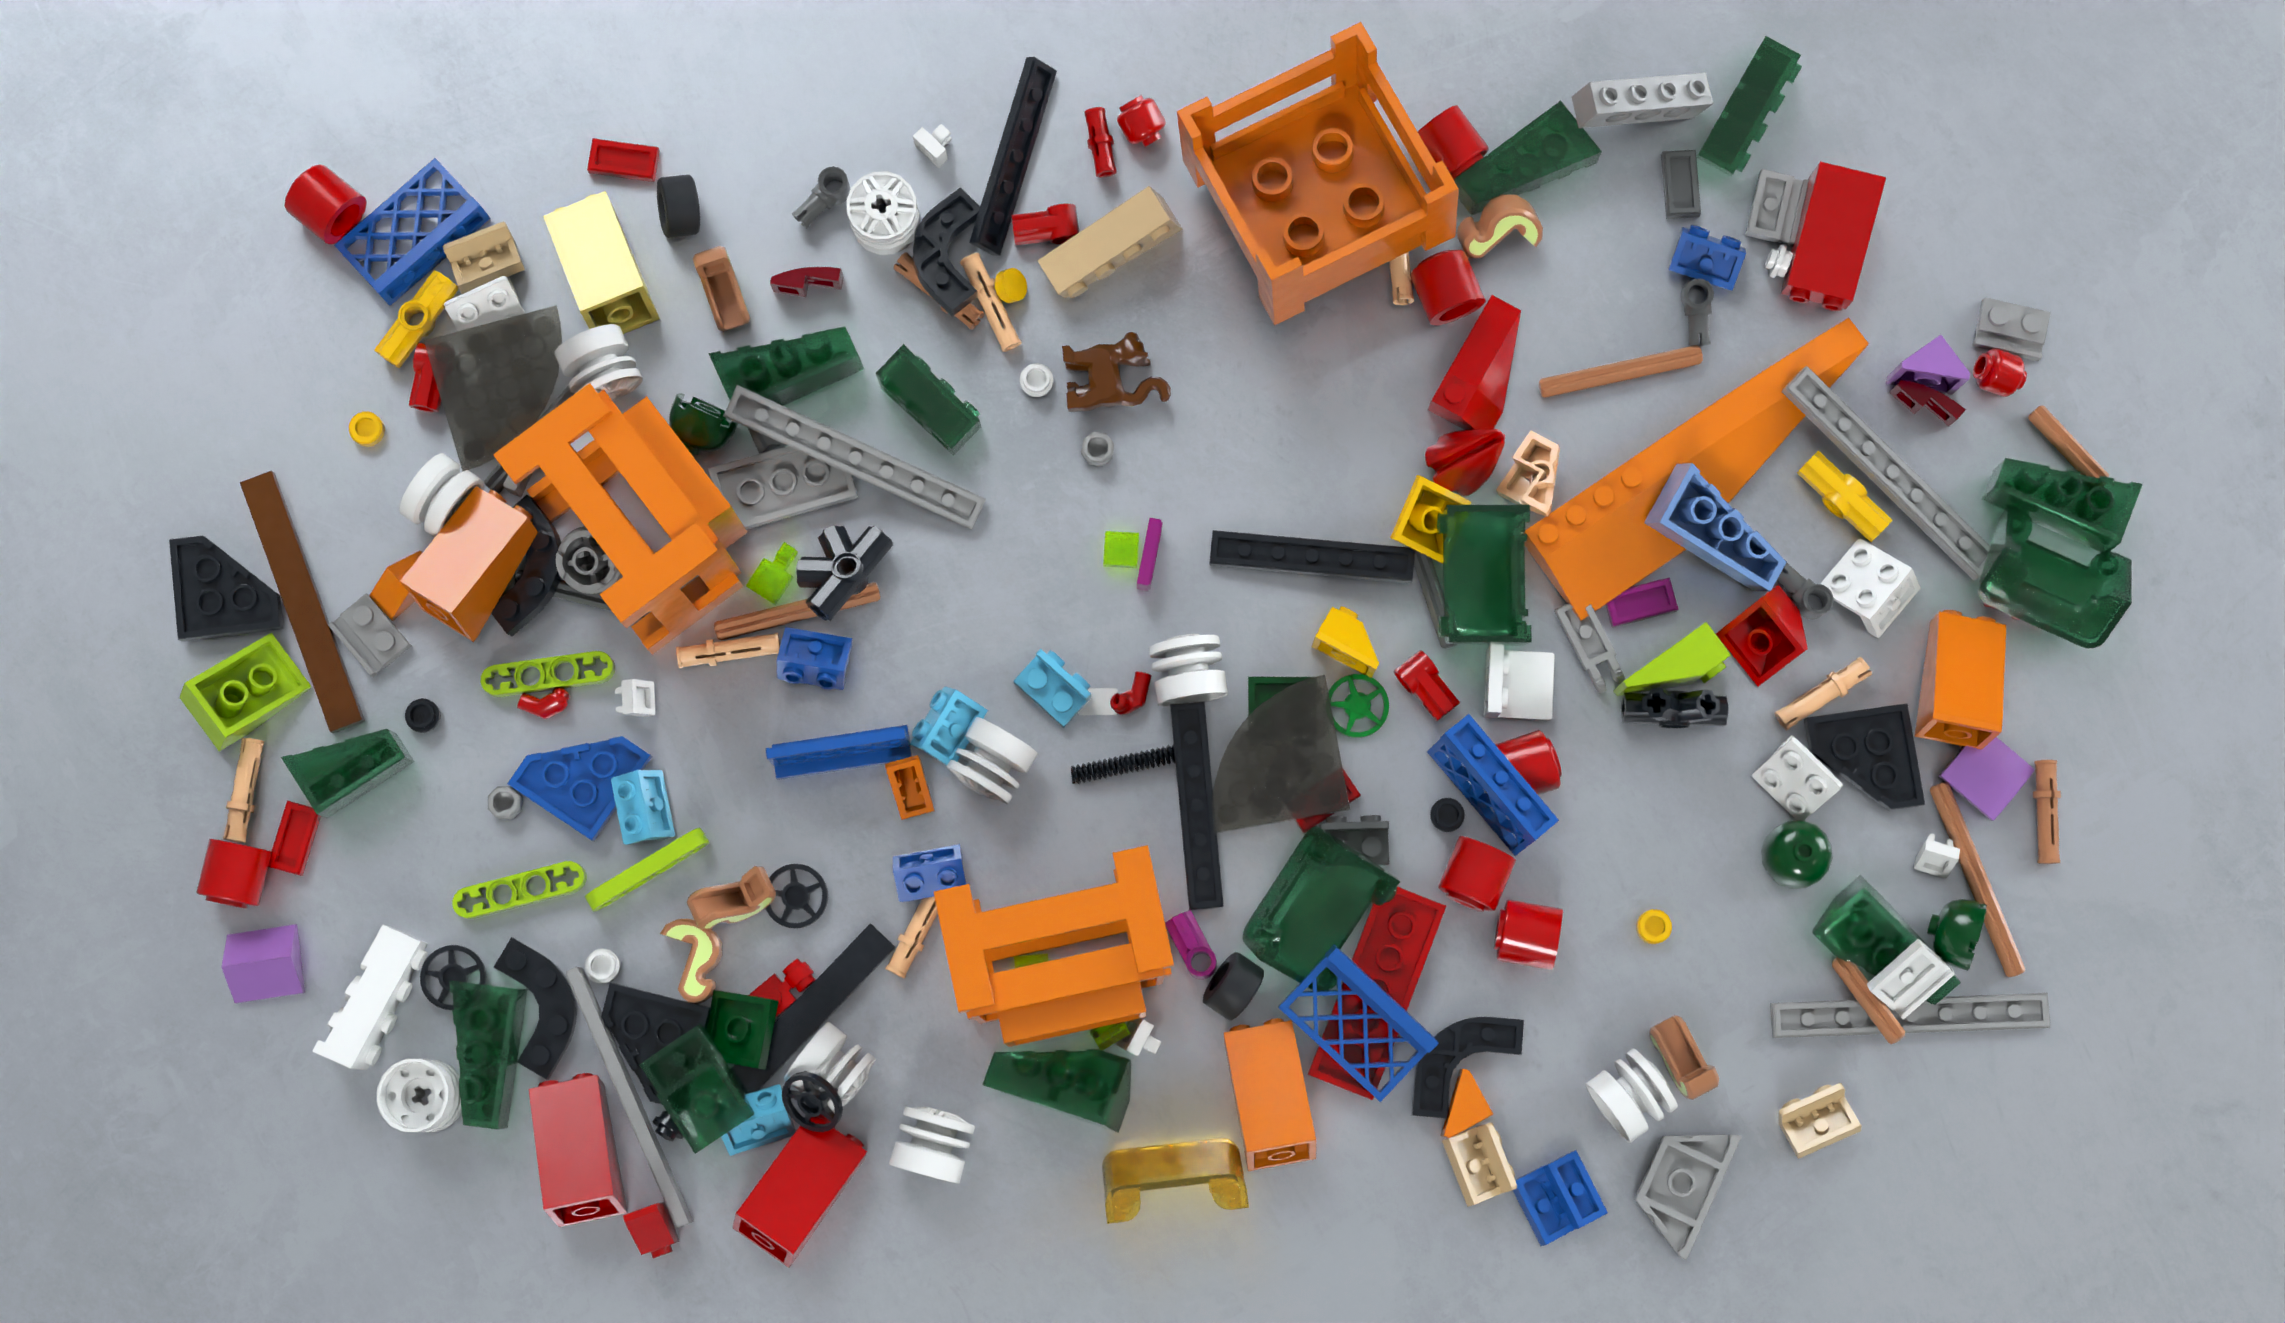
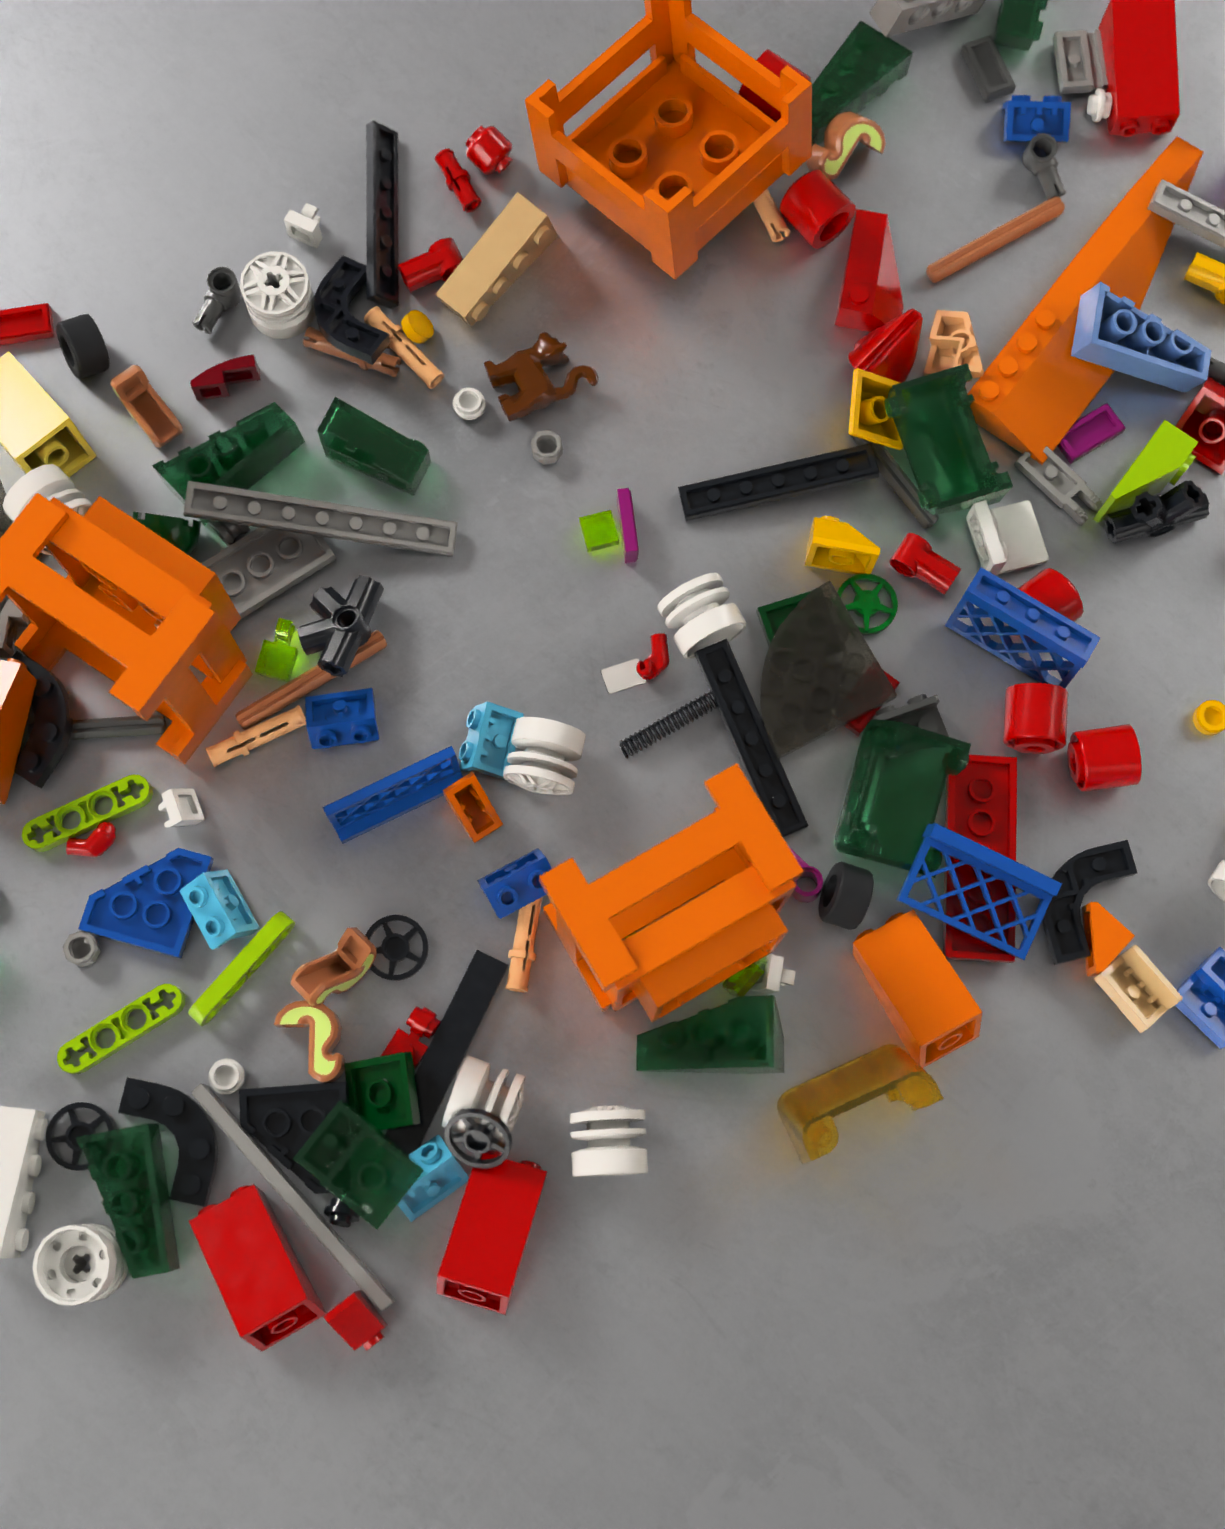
camera: 20 degrees left, 5 degrees down
(585, 563) = (87, 688): light grey cone -> none
(1053, 687) = (578, 673): medium azure bracket -> none
(1447, 815) = (985, 675): black plate -> none

